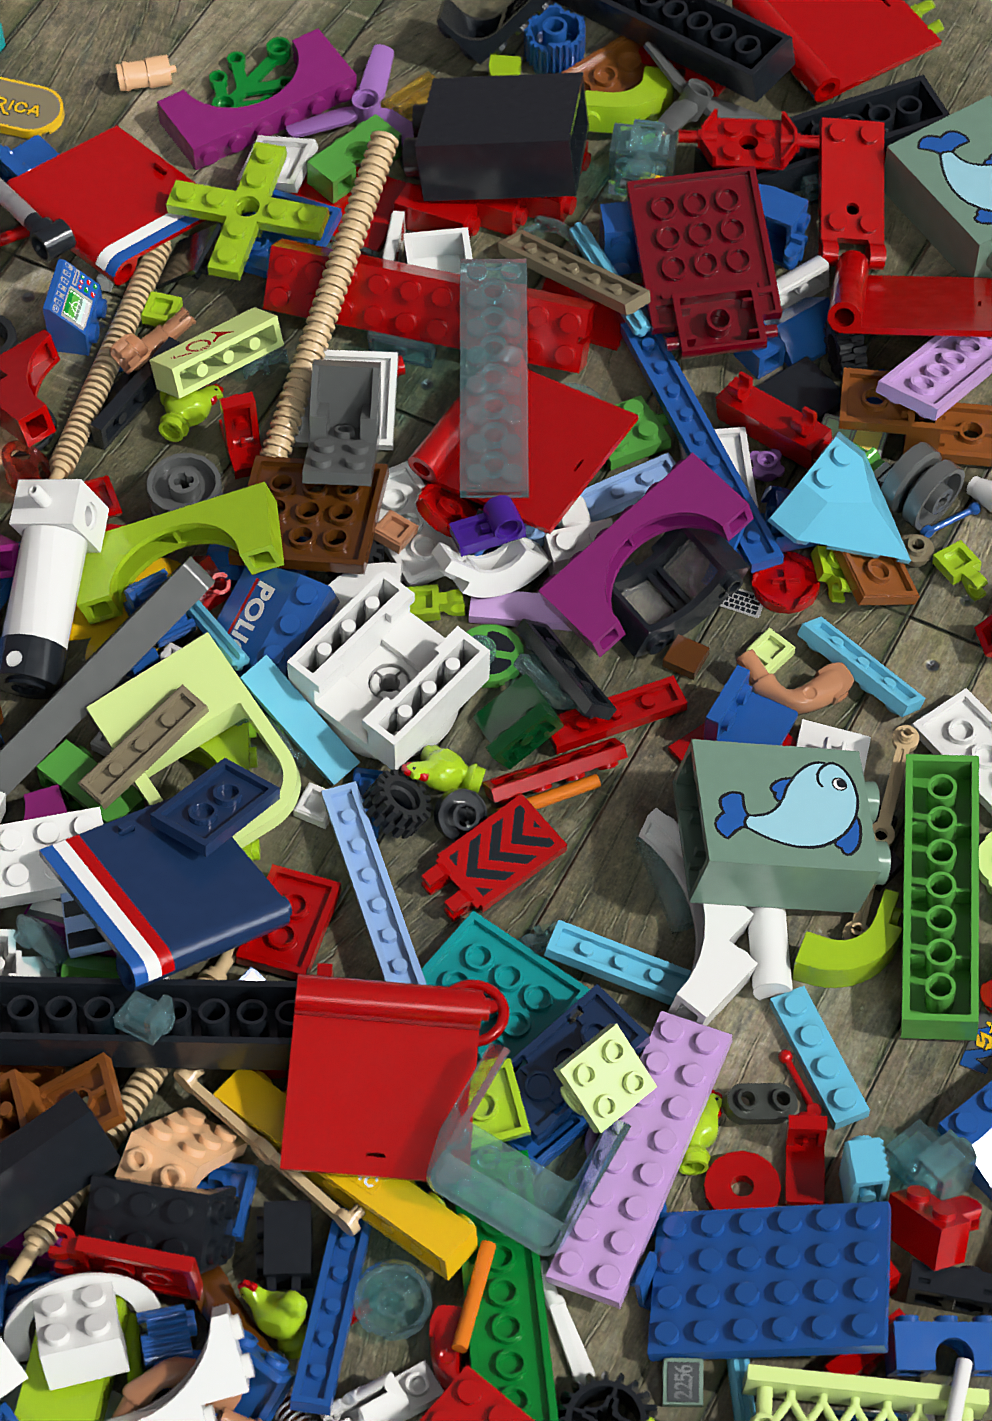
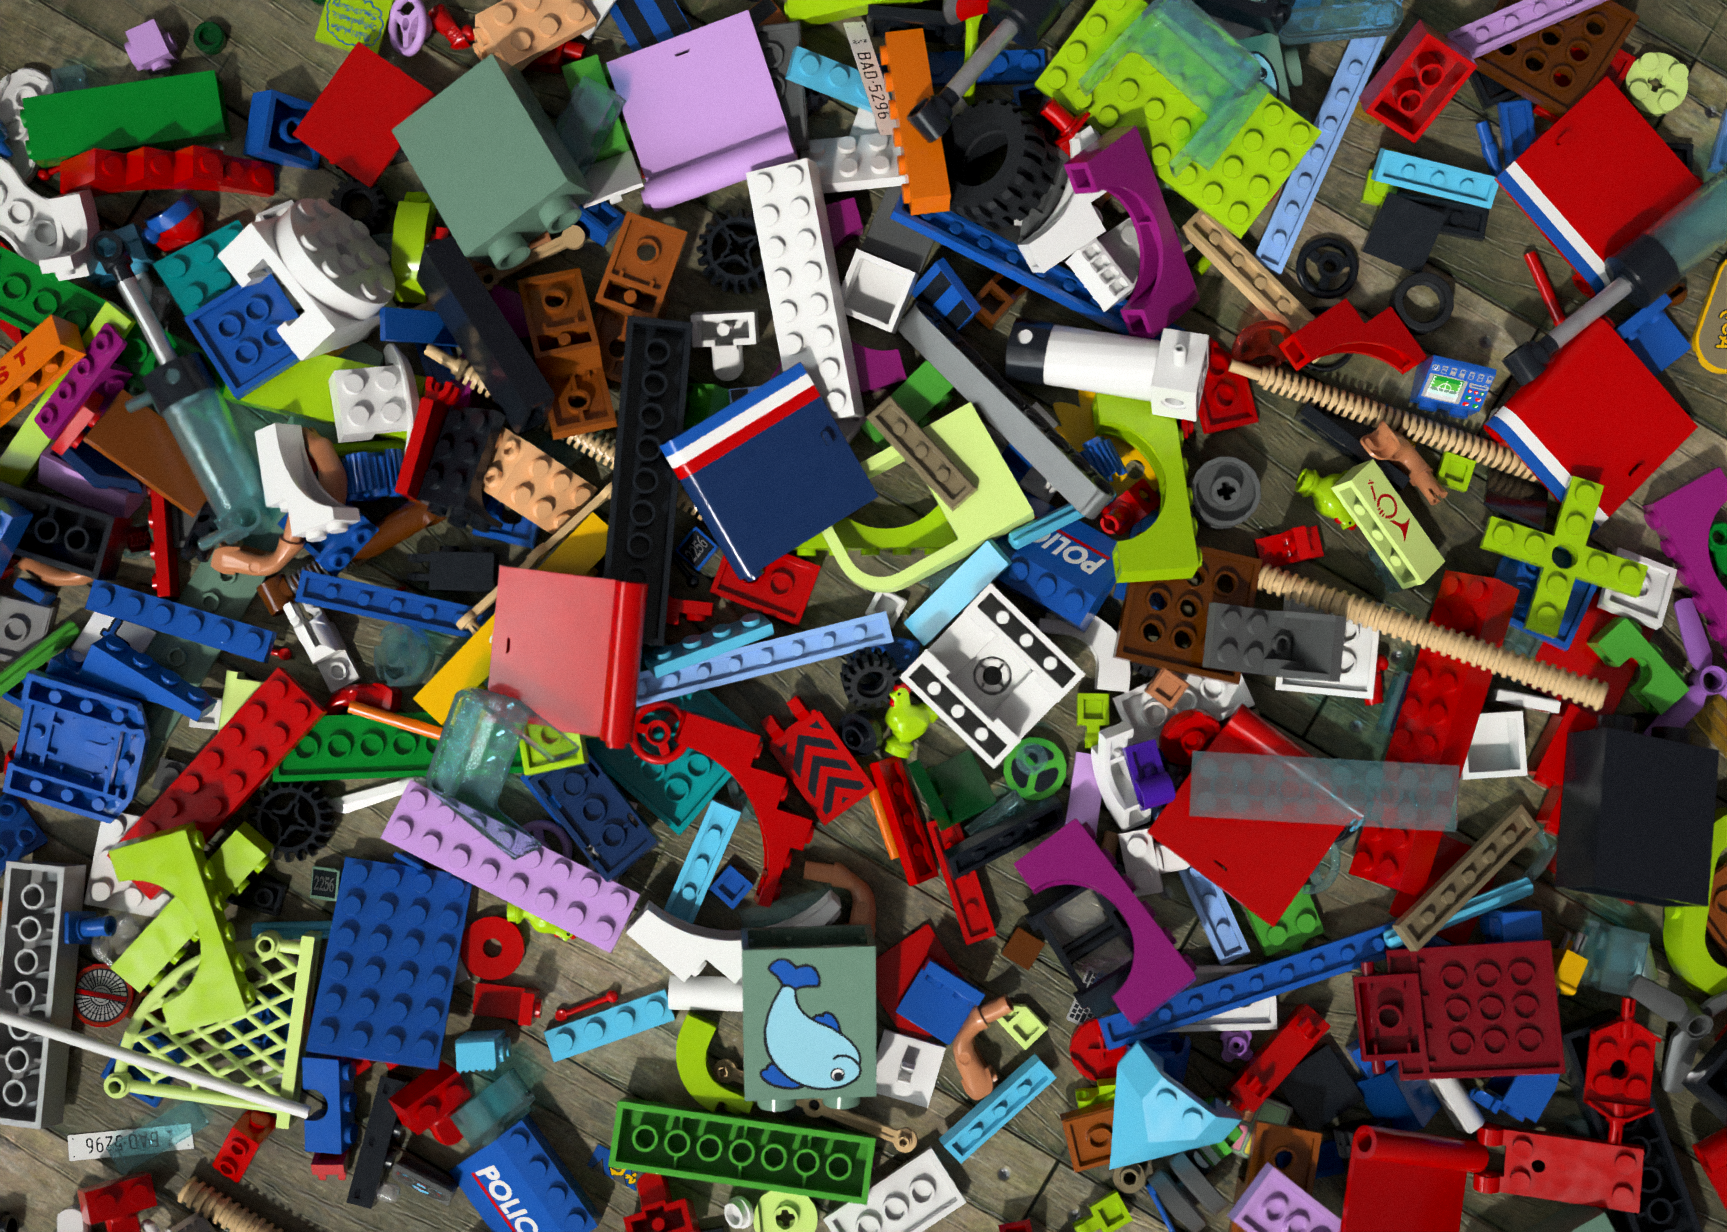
camera: 90 degrees right, 30 degrees up
(43, 939) = (749, 366): clear light blue dish -> none
(146, 1017) = (633, 454): clear light blue bracket -> none
(215, 807) = (845, 516): dark blue plate -> none
(278, 1315) = (392, 562): lime animal -> none
(358, 945) = (708, 645): none -> medium azure plate
(575, 888) = (780, 828): none -> red arch
(604, 1079) = (560, 841): yellowish green plate -> none
(623, 829) = (839, 876): none -> nougat piece
(645, 141) = (1614, 965): clear light blue plate -> none
(646, 937) = (731, 886): none -> blue tile
(763, 1103) = (564, 973): pearl dark grey plate -> none

